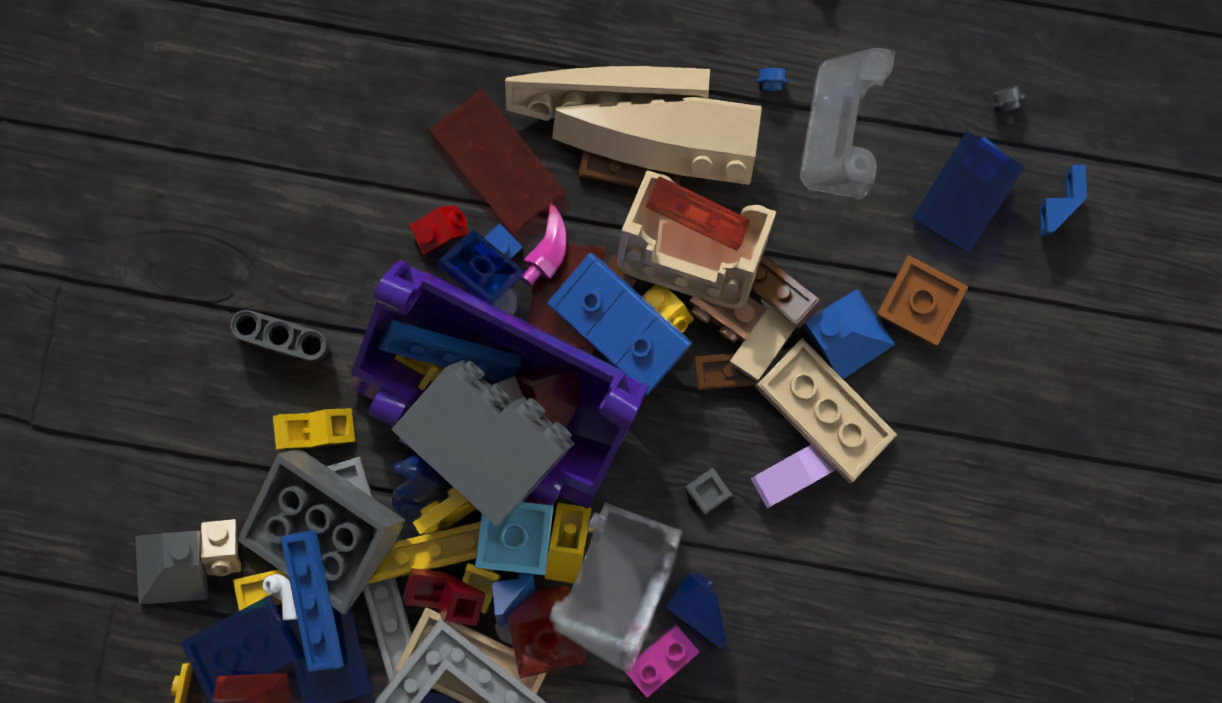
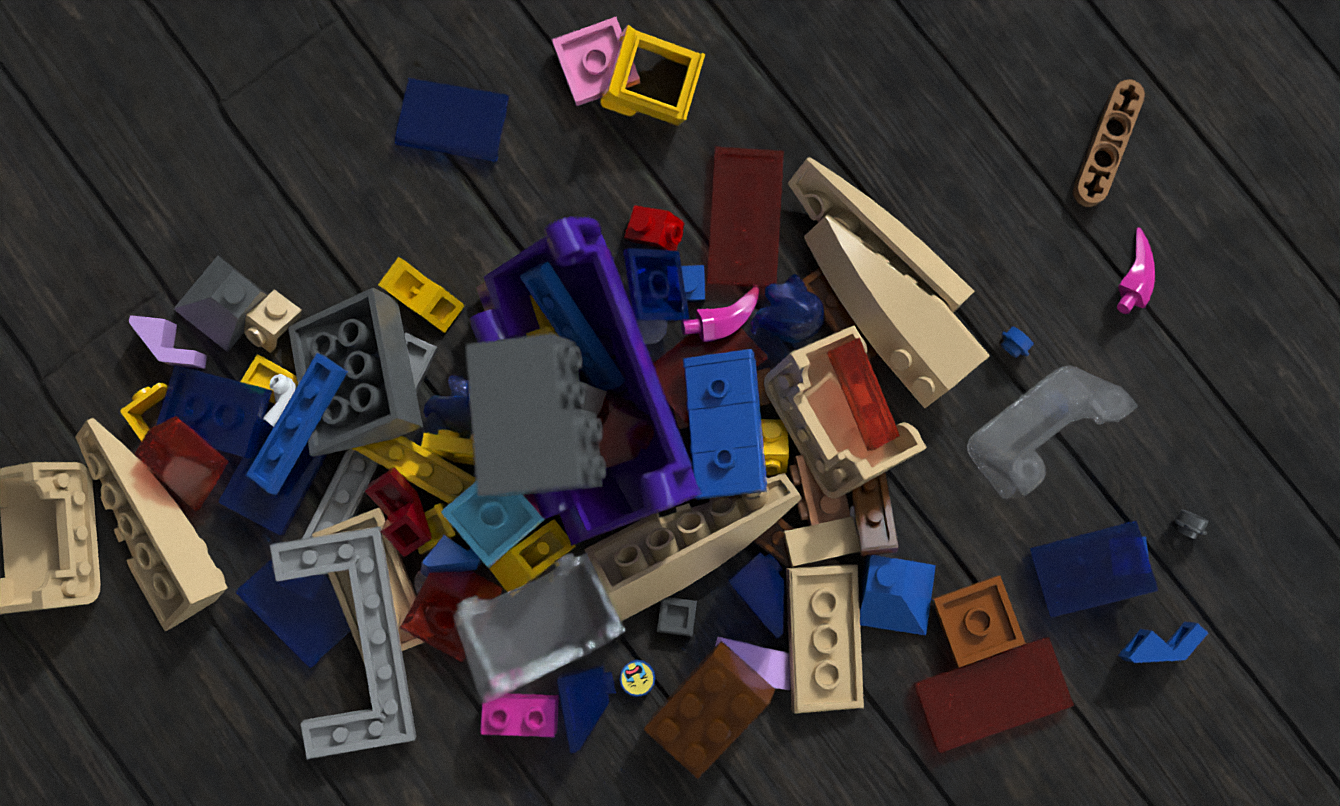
camera: 45 degrees right, 0 degrees up
(149, 633) = (160, 338): none -> lavender slope
(217, 282) = (452, 119): none -> clear blue piece
(267, 326) = (455, 187): dark grey beam -> none
(285, 144) = (590, 58): none -> bright pink plate
(331, 157) = (628, 102): none -> yellow piece
(596, 201) = (793, 312): none -> clear blue hair
(664, 448) = (674, 551): none -> tan wedge
(720, 560) = (637, 678): none -> tile
(752, 417) = (762, 590): none -> clear blue slope
(791, 533) = (709, 709): none -> reddish brown brick
(978, 343) = (993, 694): none -> clear red tile

